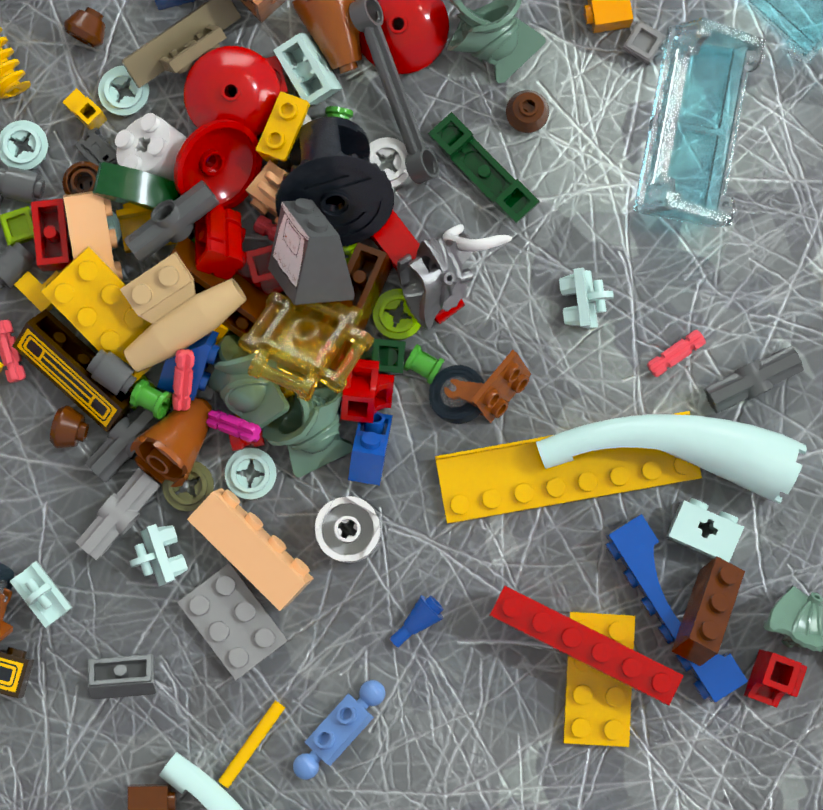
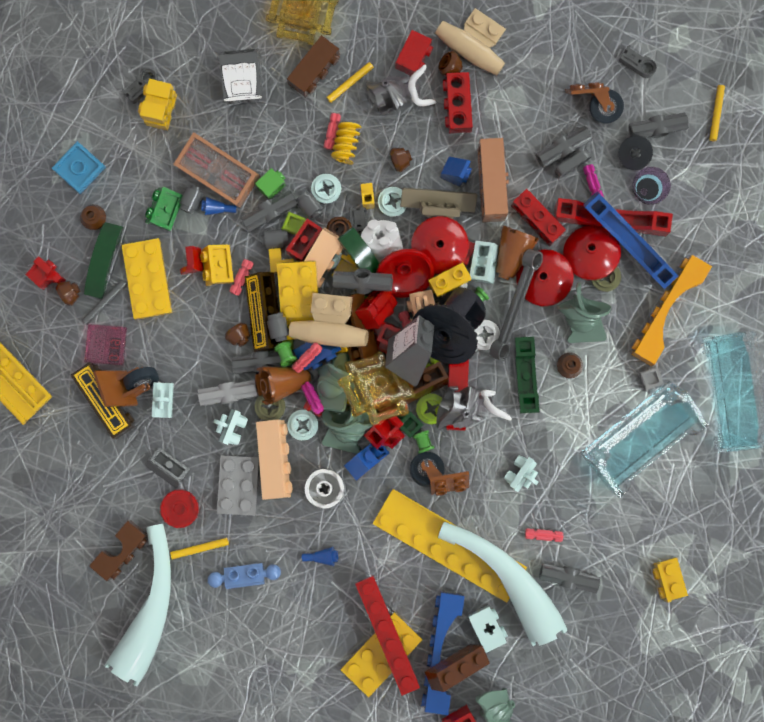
camera: 40 degrees right, 0 degrees up
(182, 715) = (179, 508): none -> red tile

